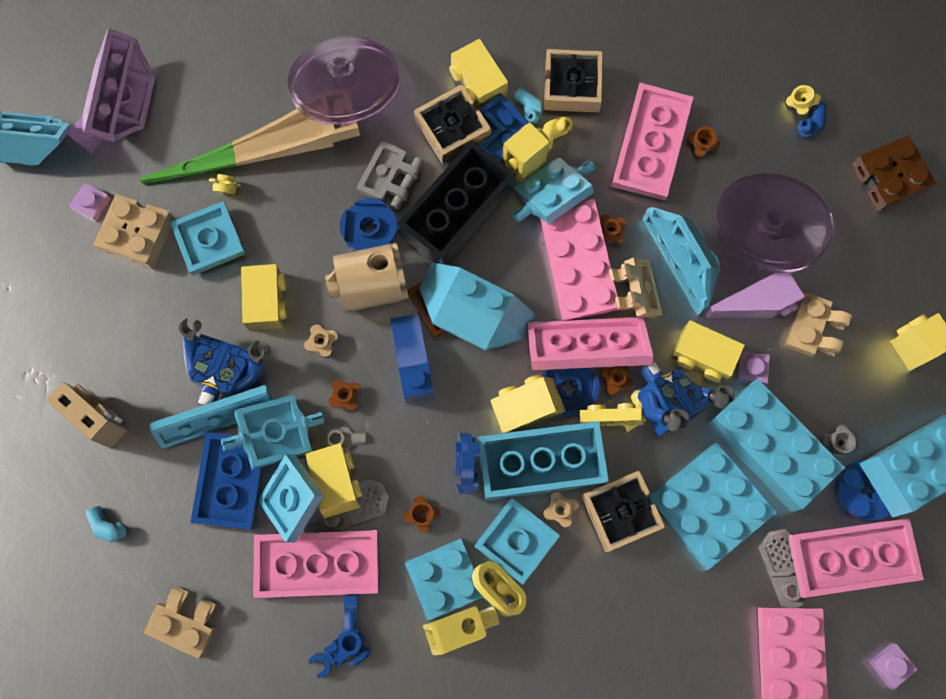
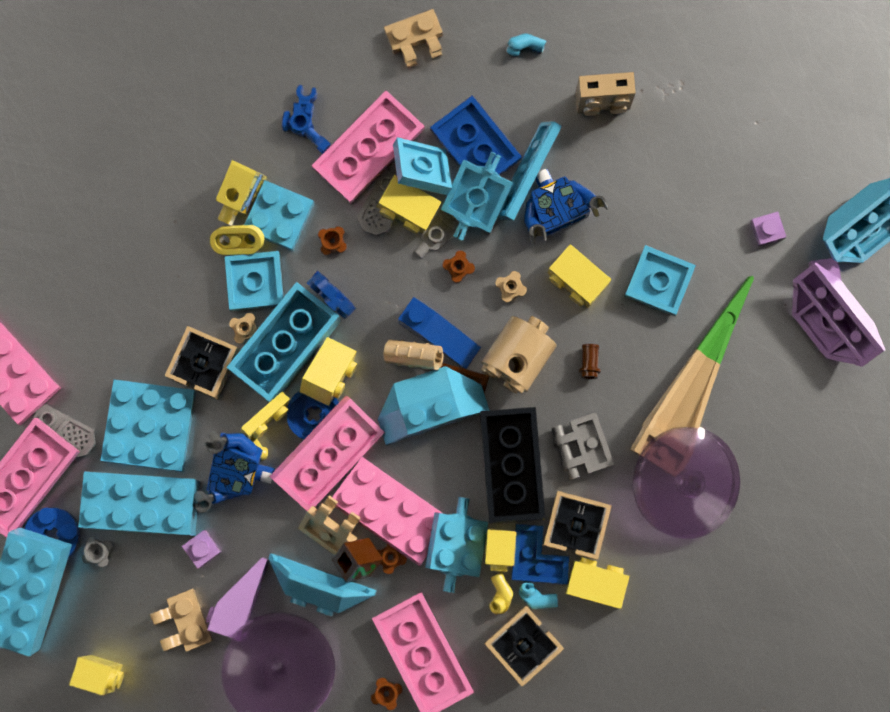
camera: 140 degrees right, 5 degrees up
(134, 231) = (713, 236): tan piece -> none
(224, 184) = (688, 327): light yellow plate -> none
(321, 229) = (590, 361): none -> reddish brown pin
(358, 215) = (561, 379): blue plate -> none
(448, 356) = (413, 354): none -> tan axle
(612, 385) = (284, 444): dark orange plate -> none
(640, 243) = (357, 559): none -> reddish brown brick
(707, 352) = (242, 528): light yellow brick -> none

